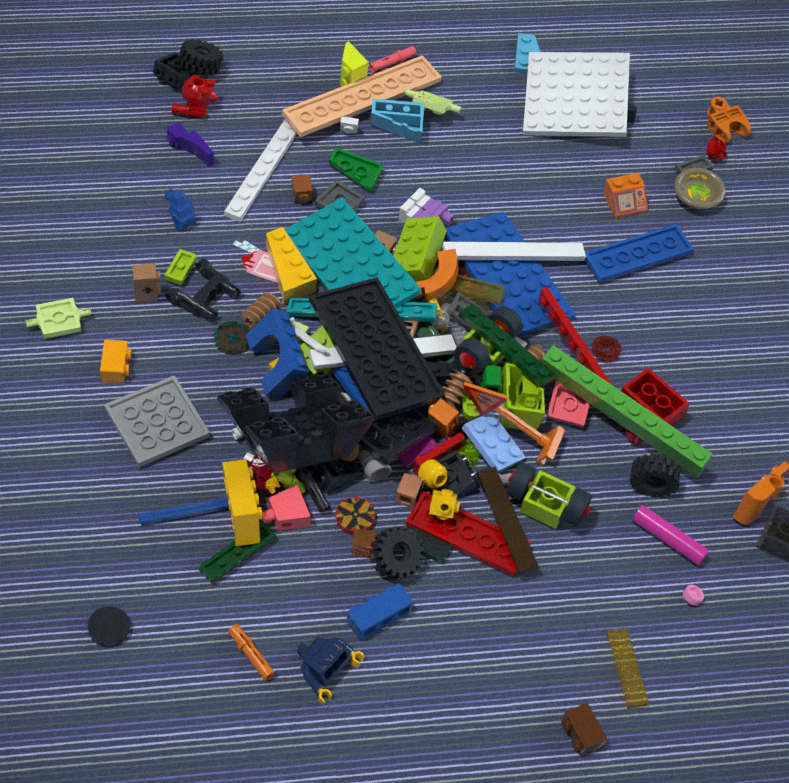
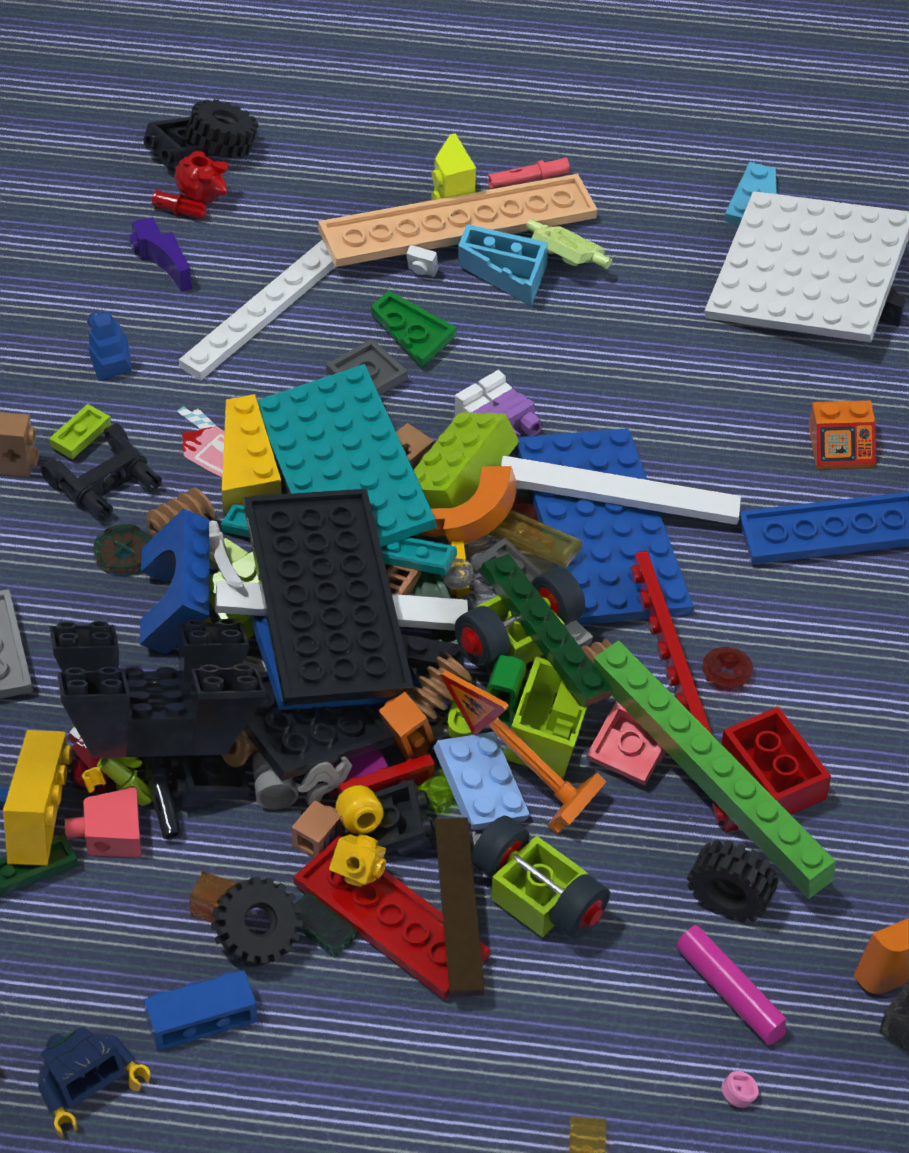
camera: 20 degrees right, 5 degrees down
(302, 188) = (312, 344): dark orange brick -> none
(355, 514) = (219, 852): tile -> none
(404, 460) = (323, 772): none -> light grey piece

